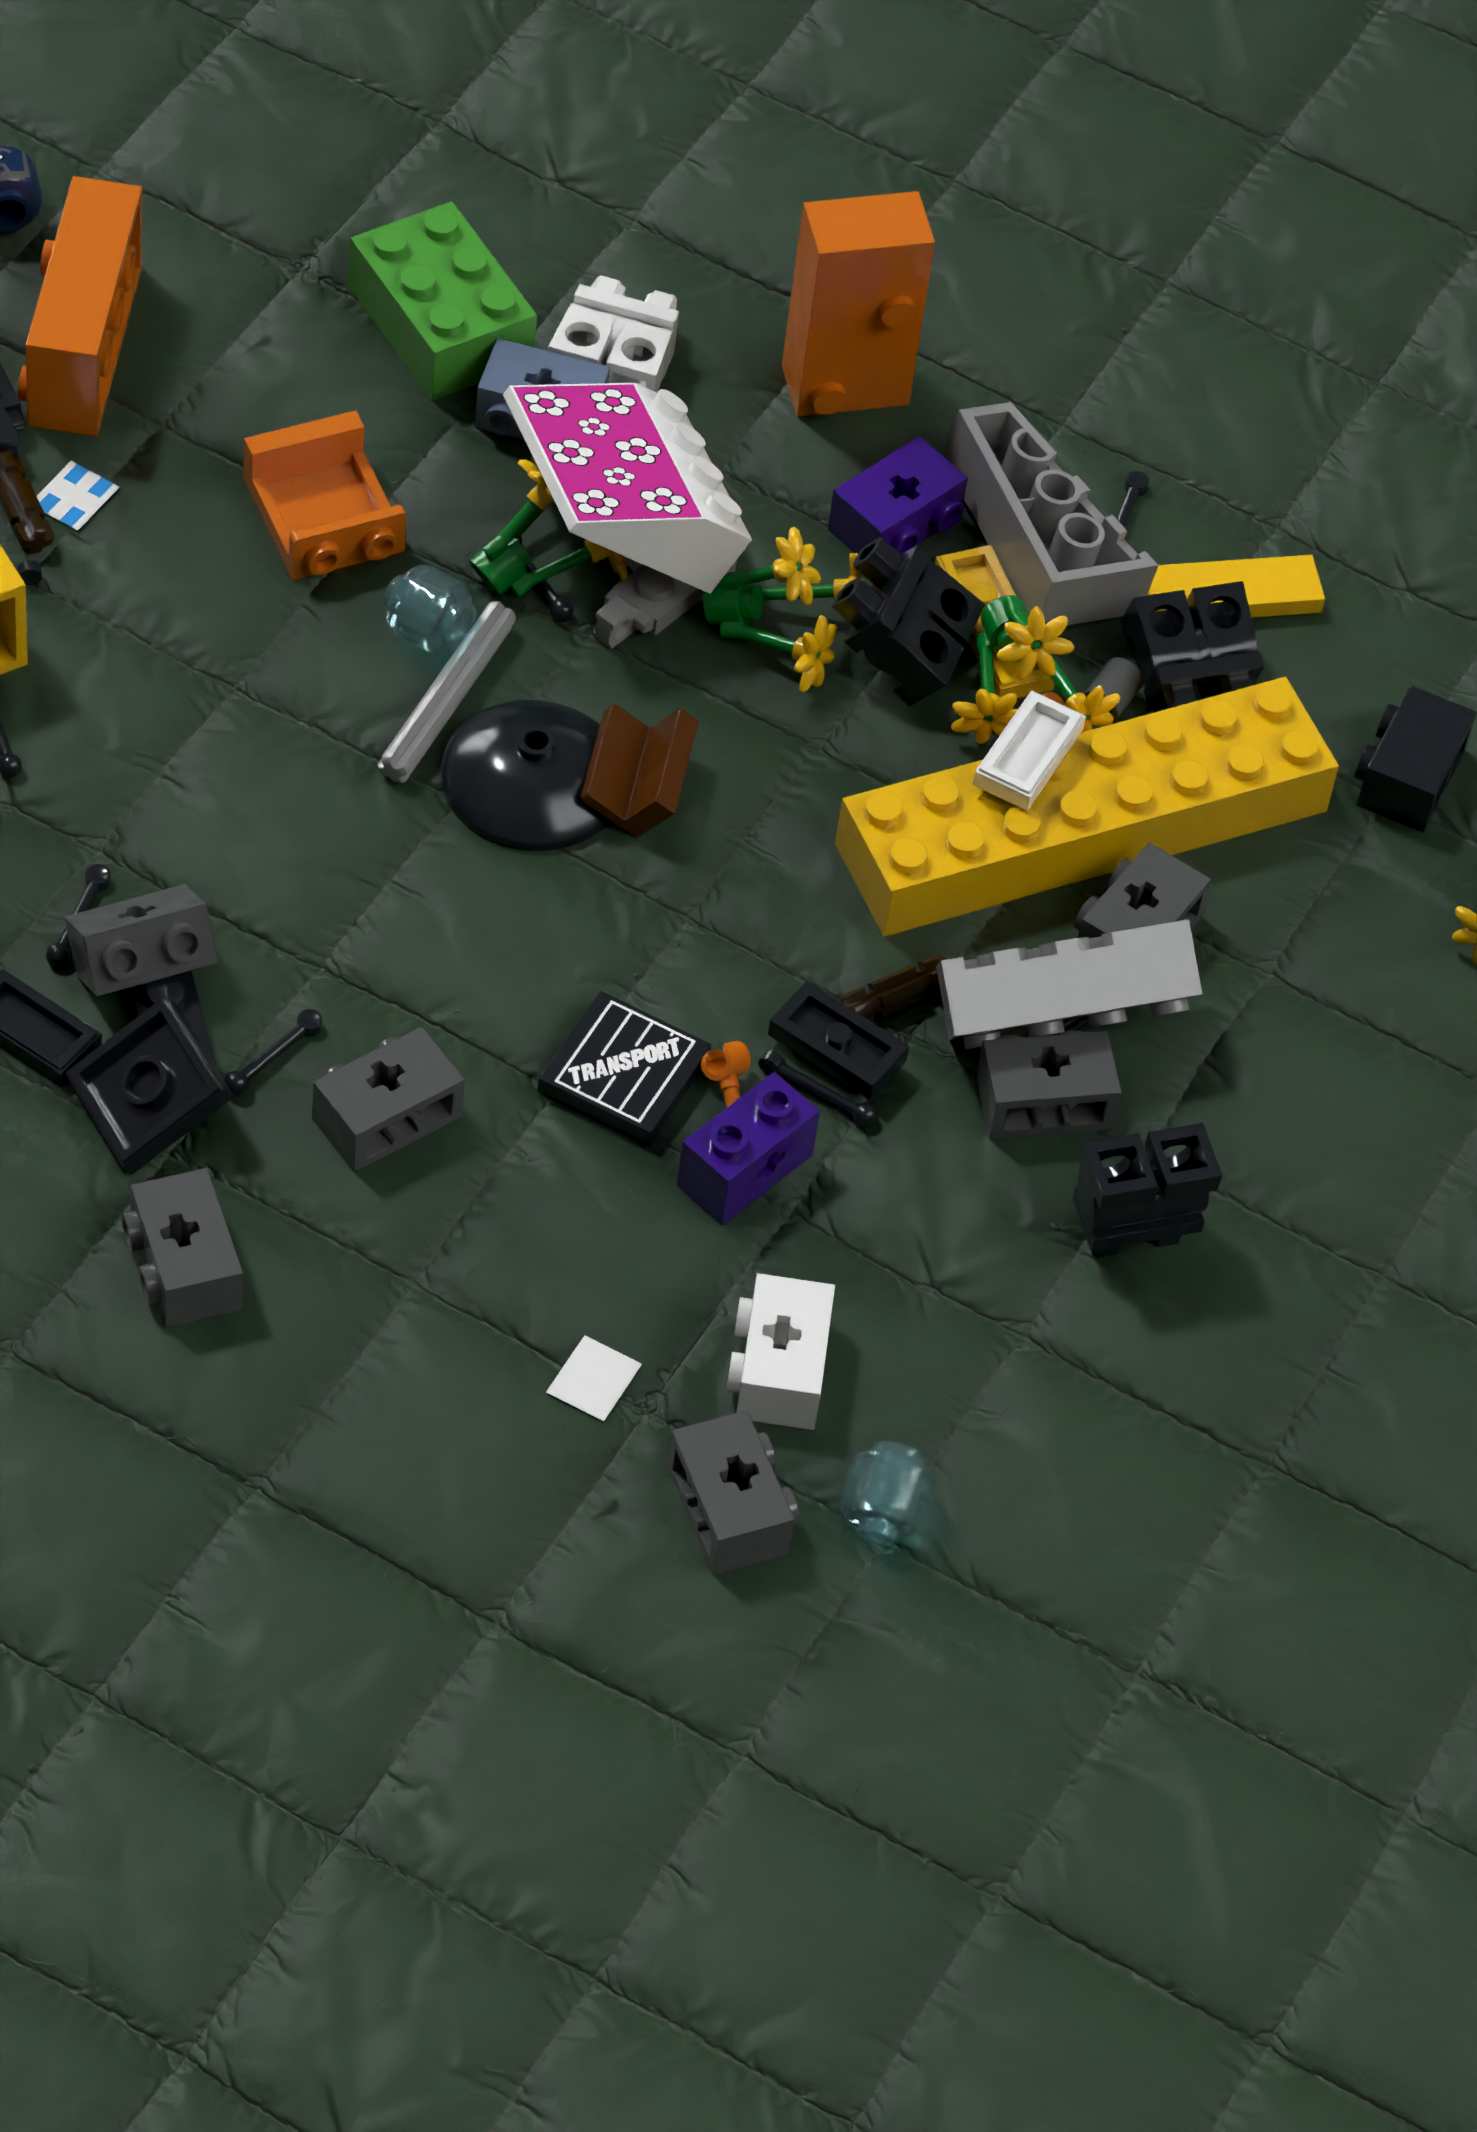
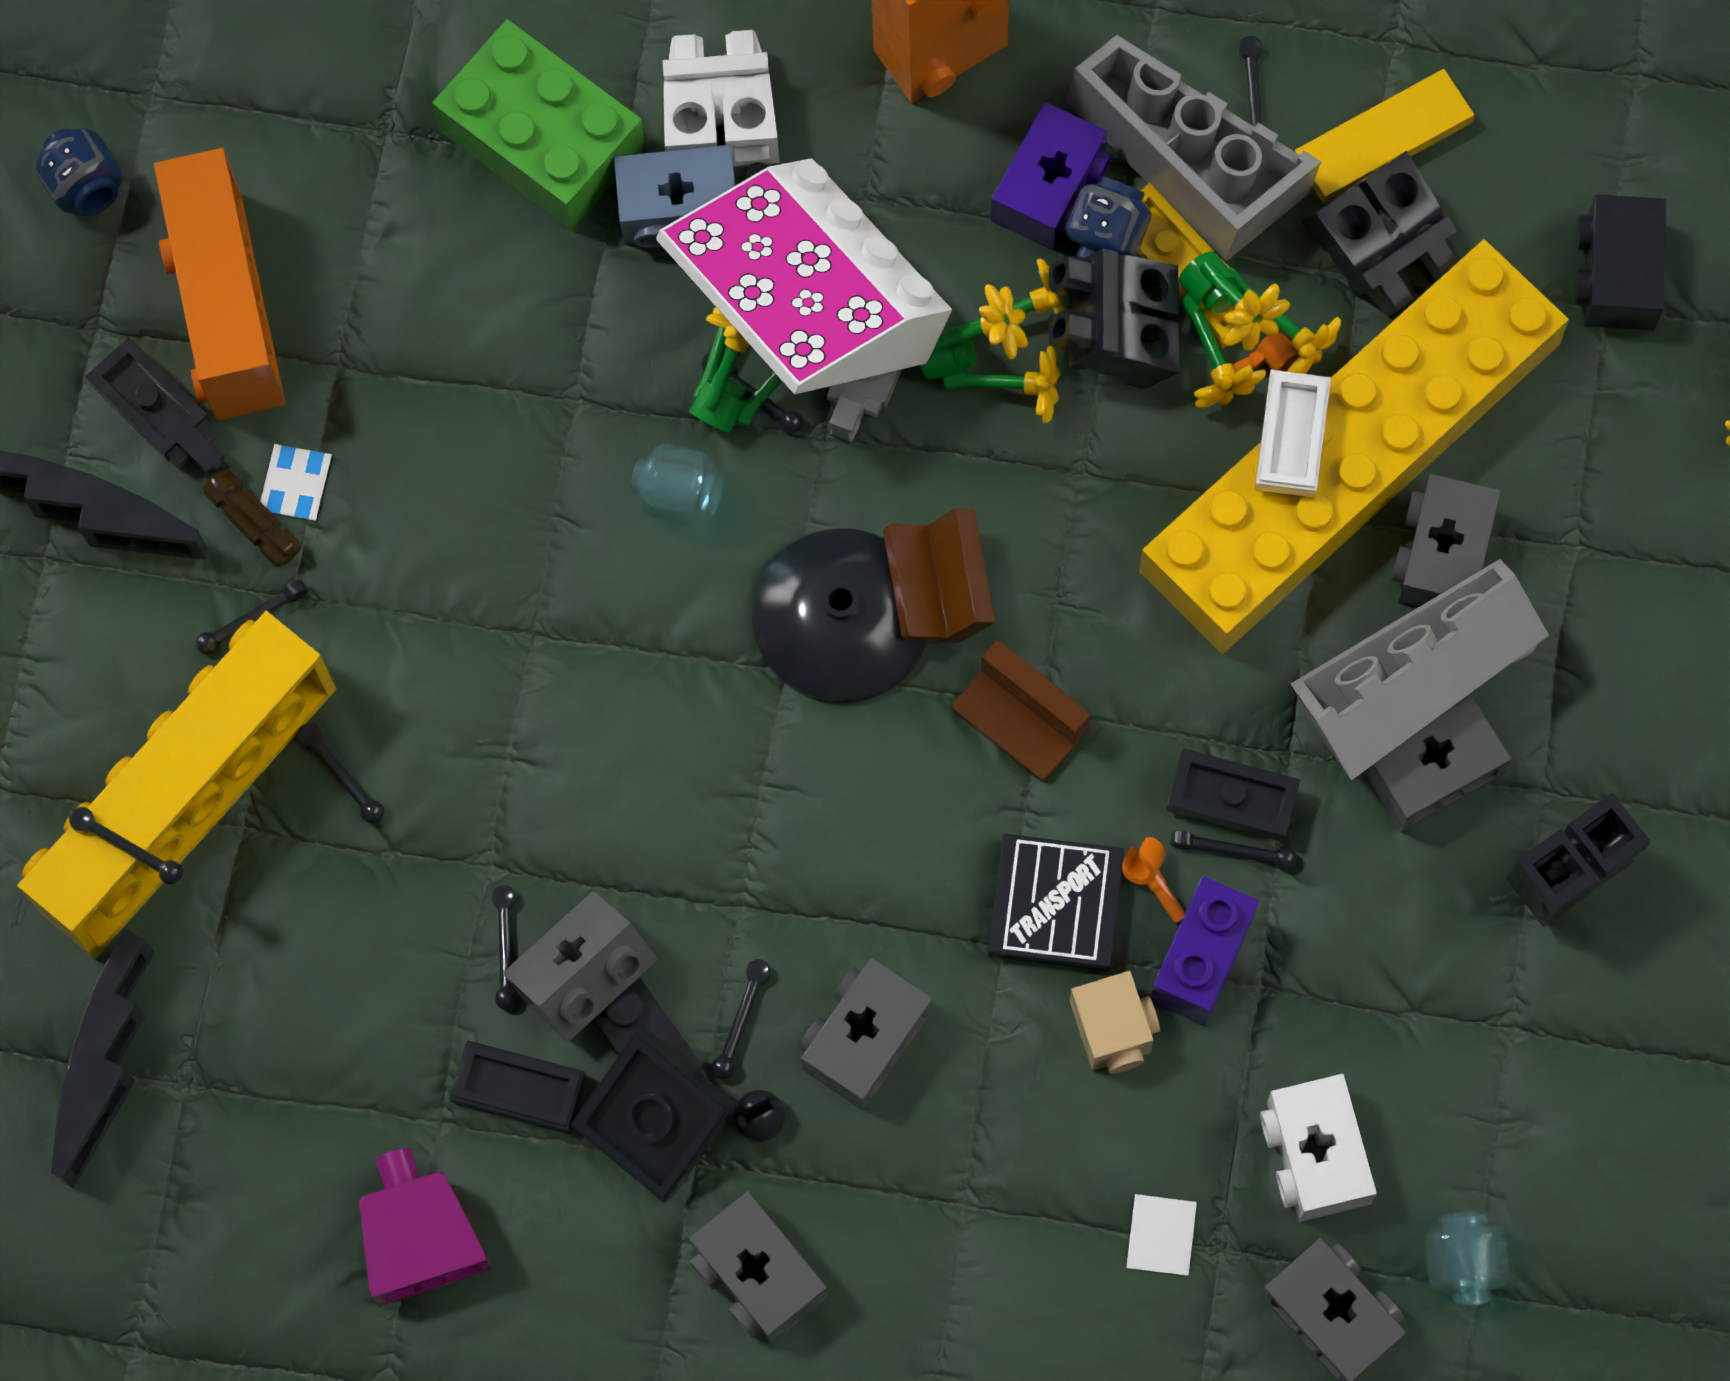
camera: 10 degrees left, 20 degrees up
(250, 1133) = (766, 1125): none -> black hinge
(322, 496) = (526, 396): orange panel -> none
(446, 692) = (729, 562): light grey axle -> none
(632, 1175) = (1114, 1022): none -> tan brick
(669, 904) = (1022, 712): none -> reddish brown panel
(895, 990) = (1260, 716): dark brown axle -> none
(942, 533) = (1108, 218): none -> dark blue head
(1118, 677) = (1322, 298): dark grey hinge -> none

